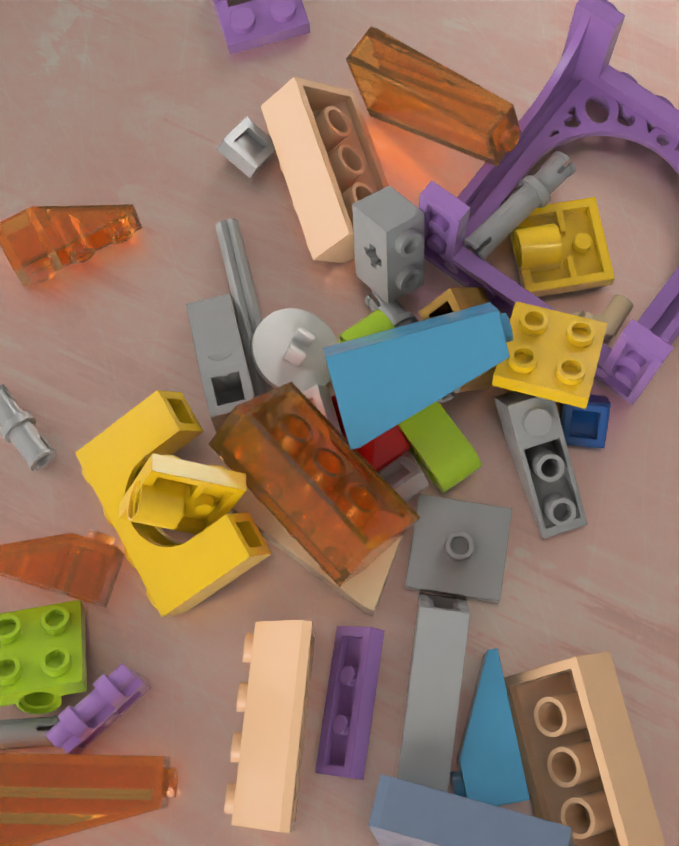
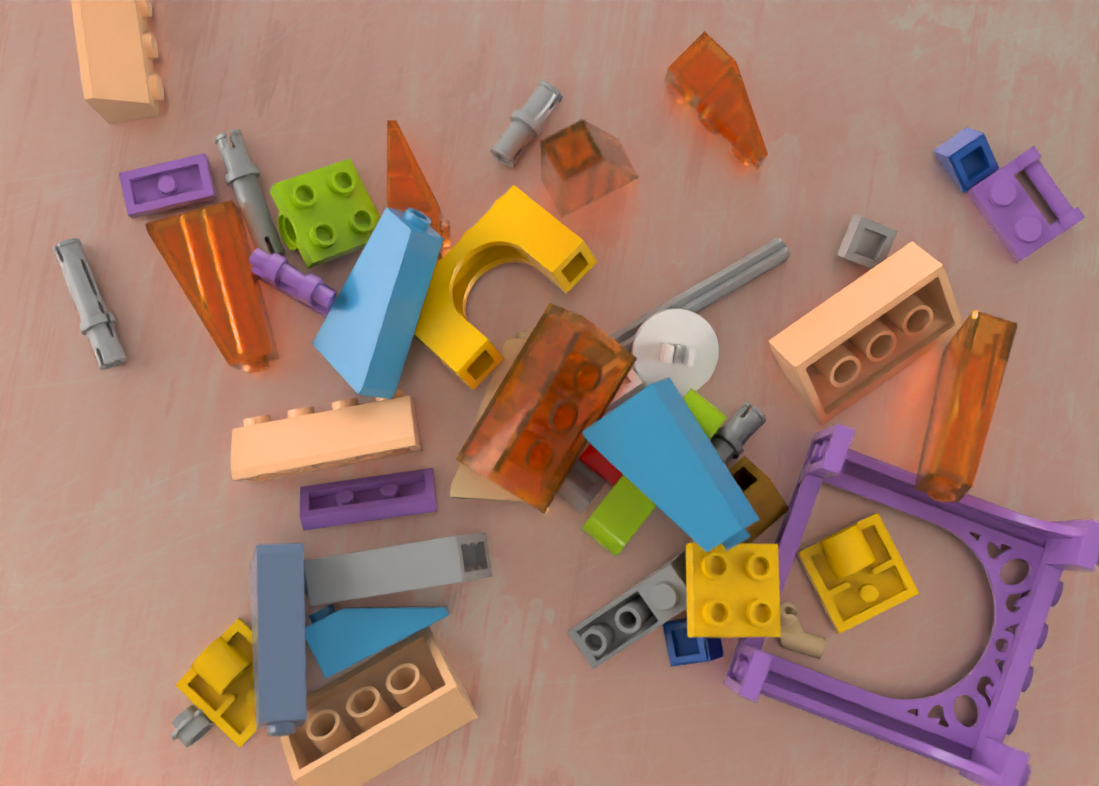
camera: 70 degrees right, 10 degrees up
(81, 376) = (583, 166): none -> clear orange slope
(150, 619) = (381, 303): none -> dark azure slope
(181, 494) = (494, 287): yellow plate -> none
(198, 43) = (967, 158): none -> blue slope
(219, 356) = (644, 286): light grey slope -> none
(388, 243) = (797, 408): light grey brick -> none
(459, 548) = (534, 557): light grey plate -> none
(532, 193) = (899, 530): light grey pin -> none

